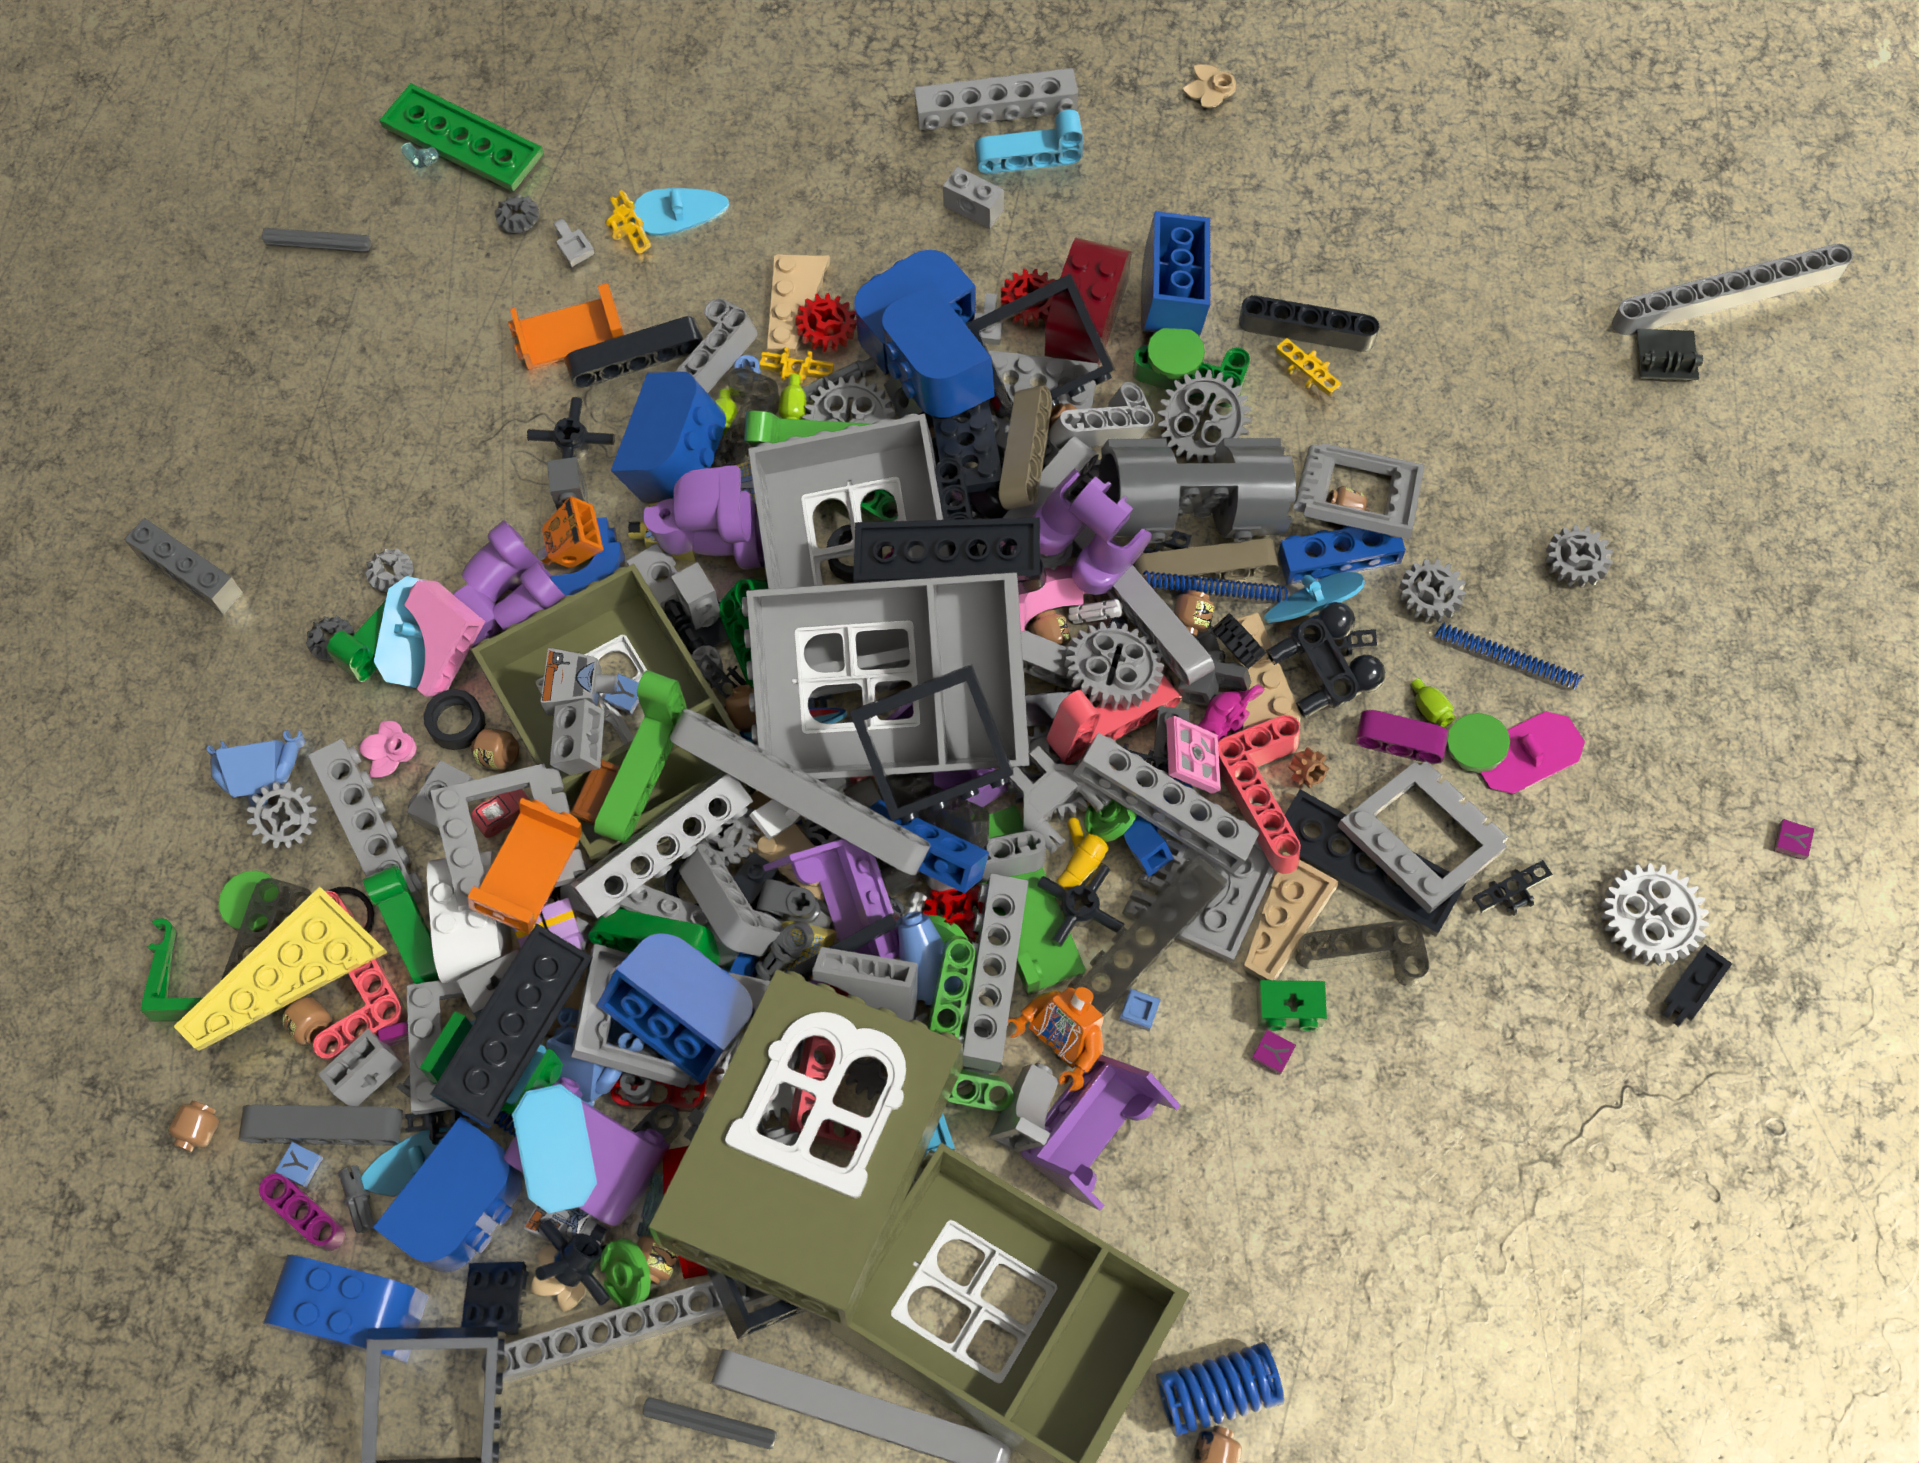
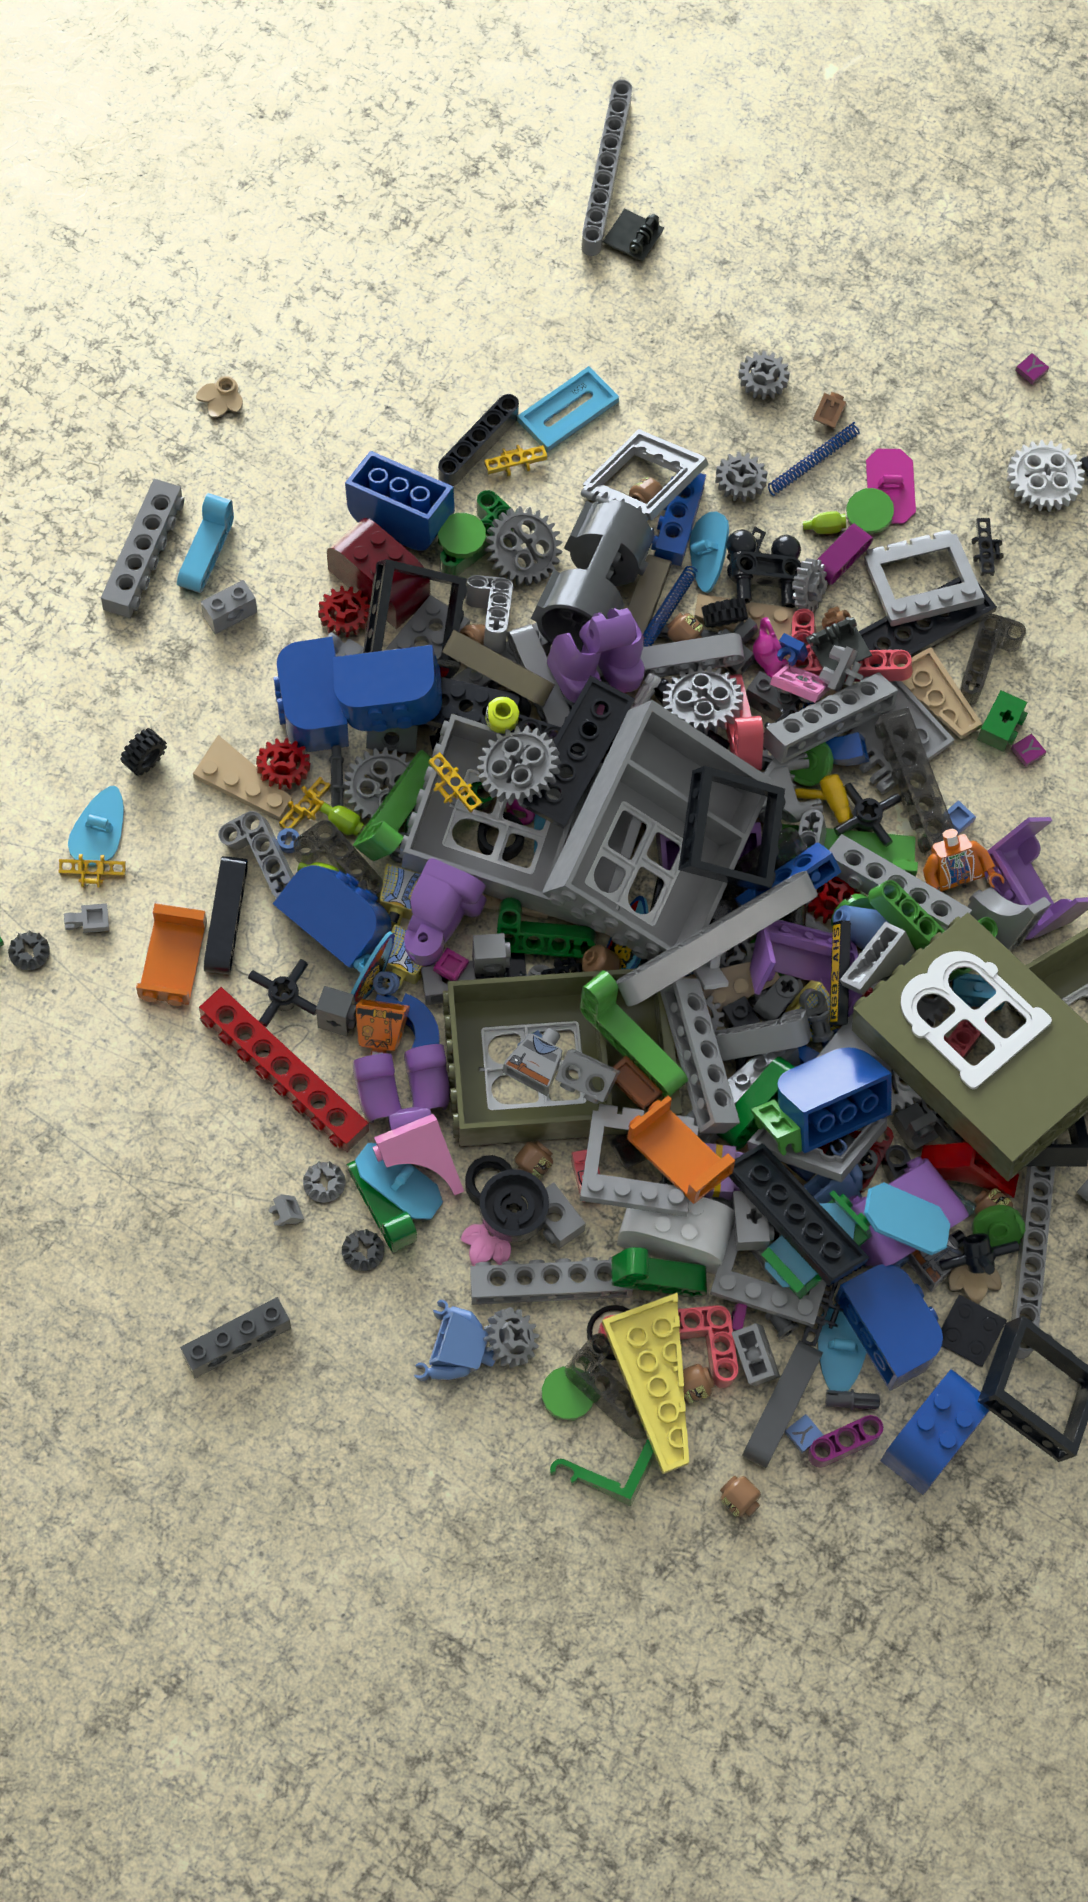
camera: 70 degrees left, 0 degrees up
(340, 550) = (288, 1210): none -> light grey tile
(426, 758) = (499, 1217): none -> black piece
(492, 491) = (223, 1005): none -> red brick
(607, 958) = (779, 1125): none -> bright green hinge
(622, 496) = (373, 965): none -> shield
(623, 519) = (393, 985): none -> medium blue bush
(668, 564) = (451, 965): none -> dark pink tile
(768, 199) = (143, 751): none -> black tyre
(835, 466) = (446, 780): none -> yellow piece
(893, 499) = (518, 765): none -> light grey gear
(943, 456) = (502, 715): none -> neon yellow head
(1231, 789) = (836, 678): none -> light grey hips
(1233, 728) = (792, 647): none -> blue tile
(1265, 774) = (839, 634): none -> pearl dark grey hinge
(1334, 712) = (809, 584): none -> light grey gear
(1411, 376) = (582, 383): none -> medium azure piece
(1582, 643) = (830, 409): none -> medium nougat bracket

